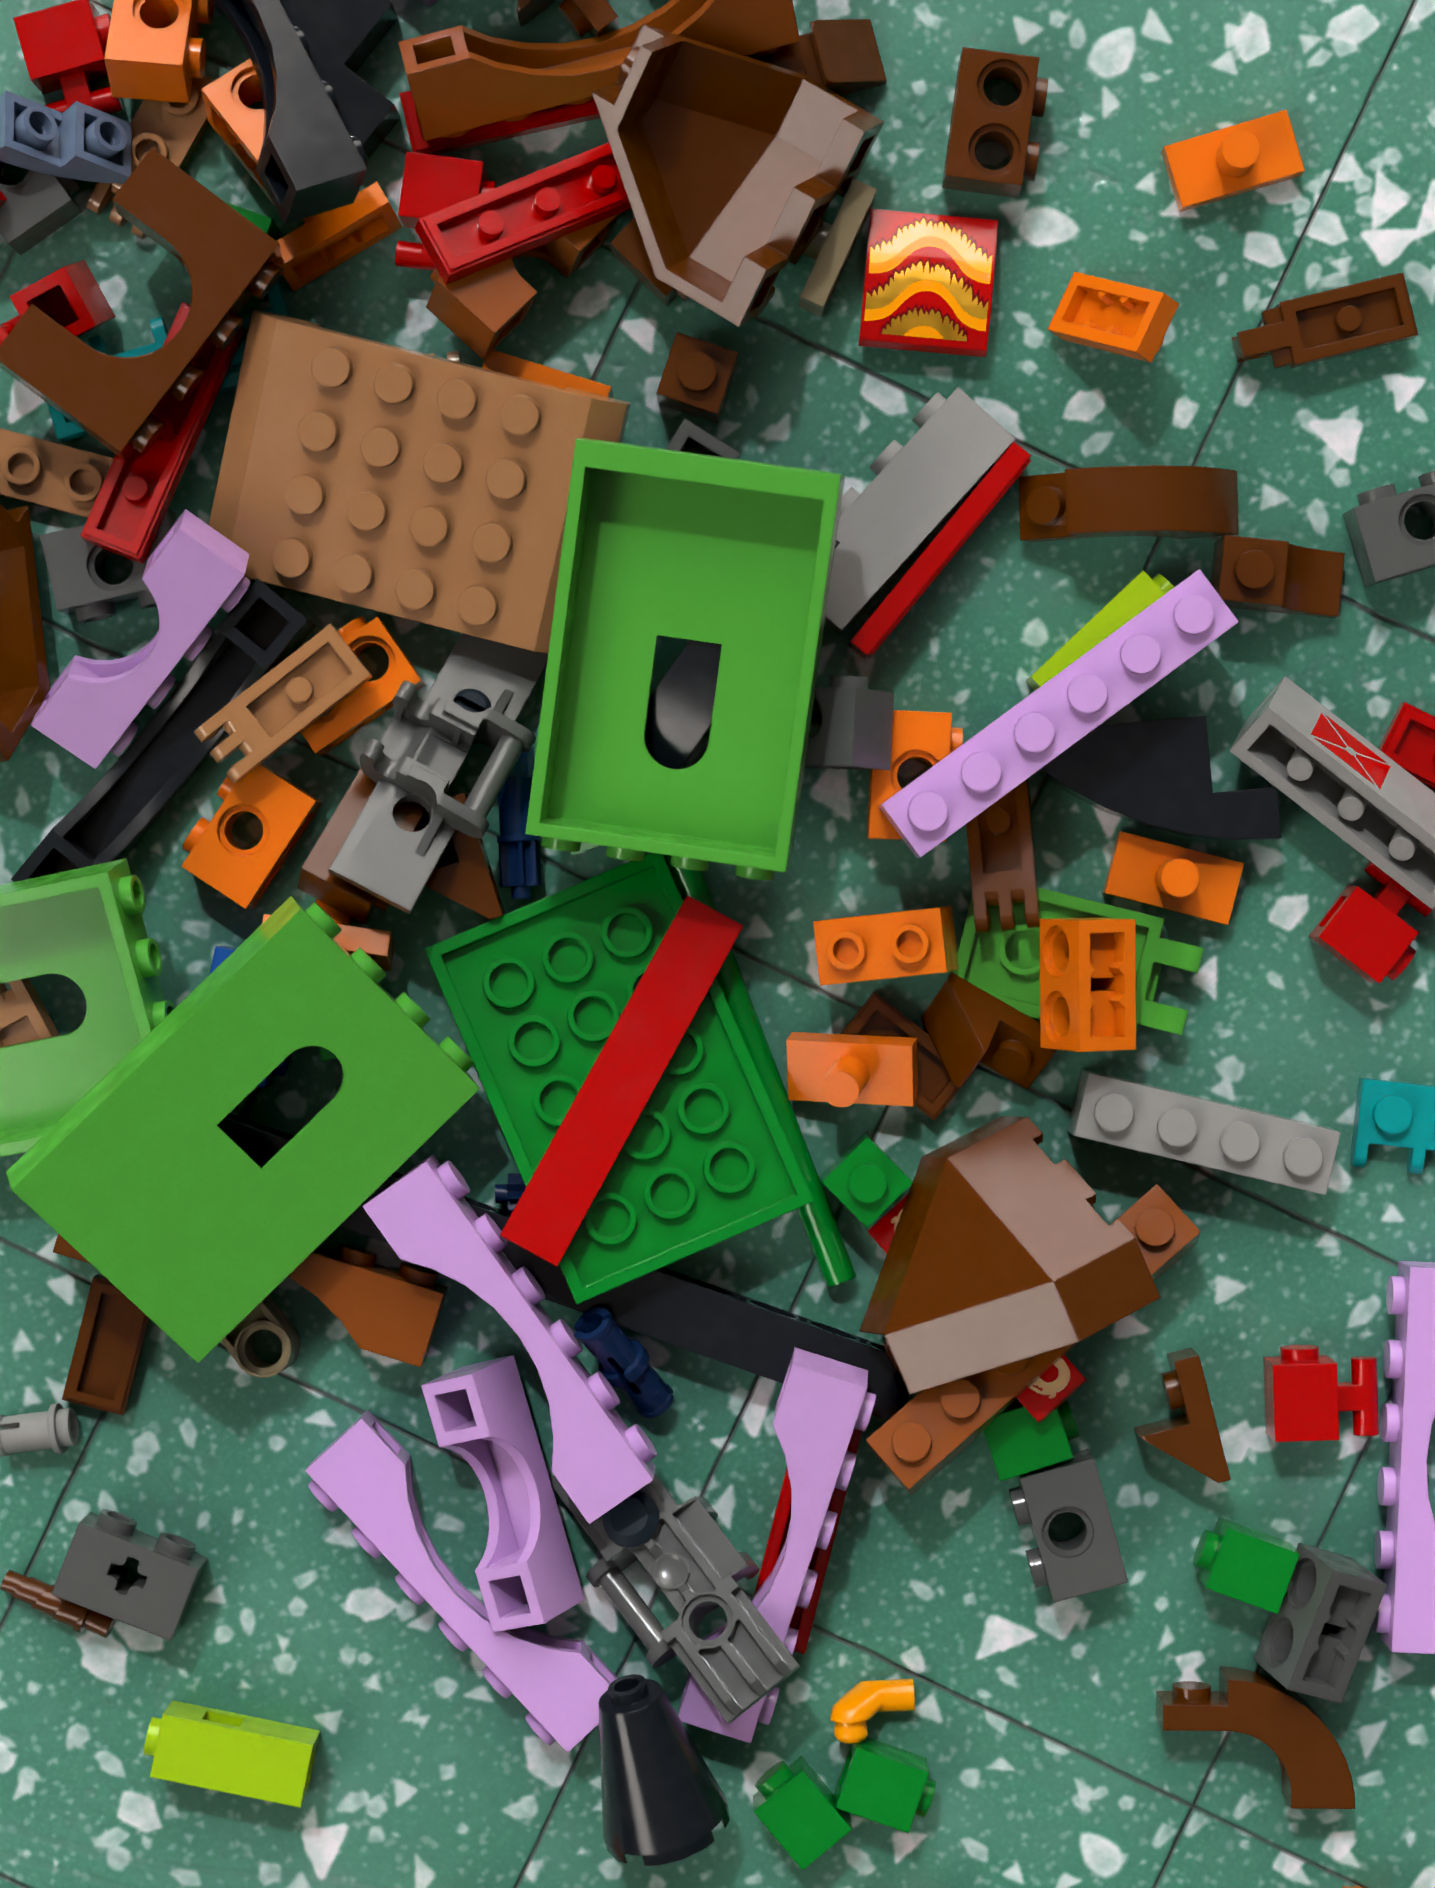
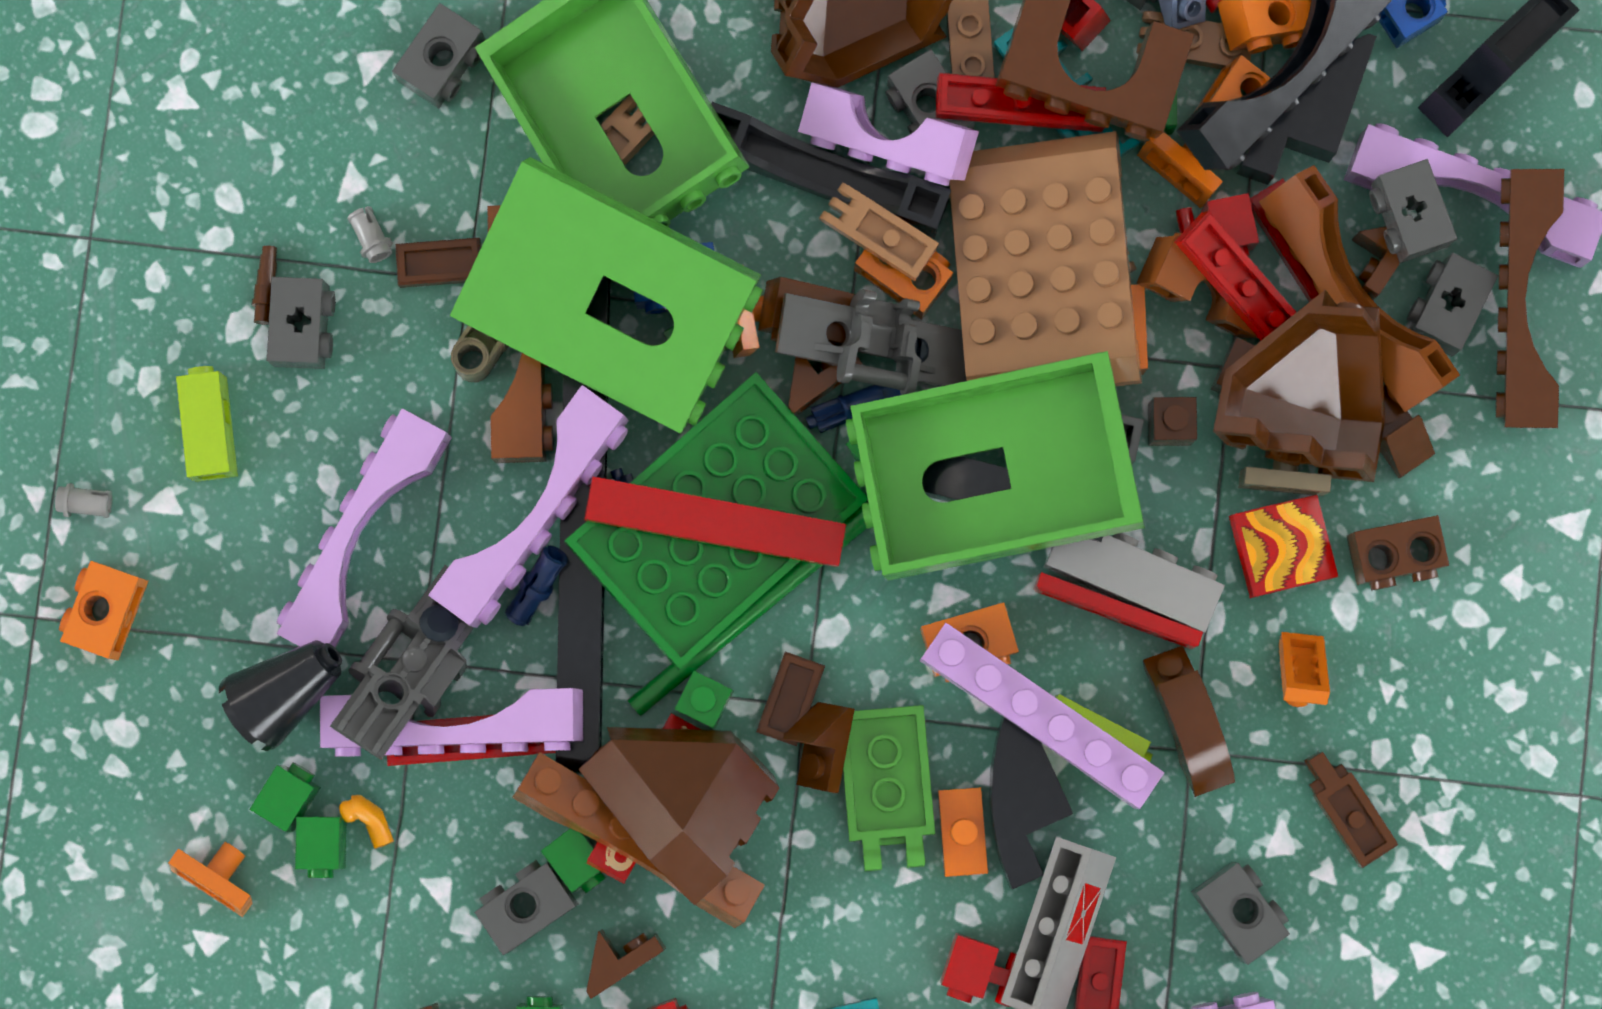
camera: 75 degrees right, 5 degrees down
(243, 873) = (807, 259): orange brick -> none
(527, 1558) = (391, 567): lavender arch -> none
(850, 726) = (987, 588): dark grey brick -> none
(852, 1069) = (771, 667): orange tile -> none
(886, 945) = (857, 661): orange brick -> none
(1004, 861) = (938, 717): reddish brown hinge -> none
(1088, 984) = (877, 795): orange brick -> none
(1203, 1132) = (807, 906): light grey brick -> none
(1233, 160) = (1429, 713): orange tile -> none
(1277, 576) = (1177, 831): reddish brown arch -> none

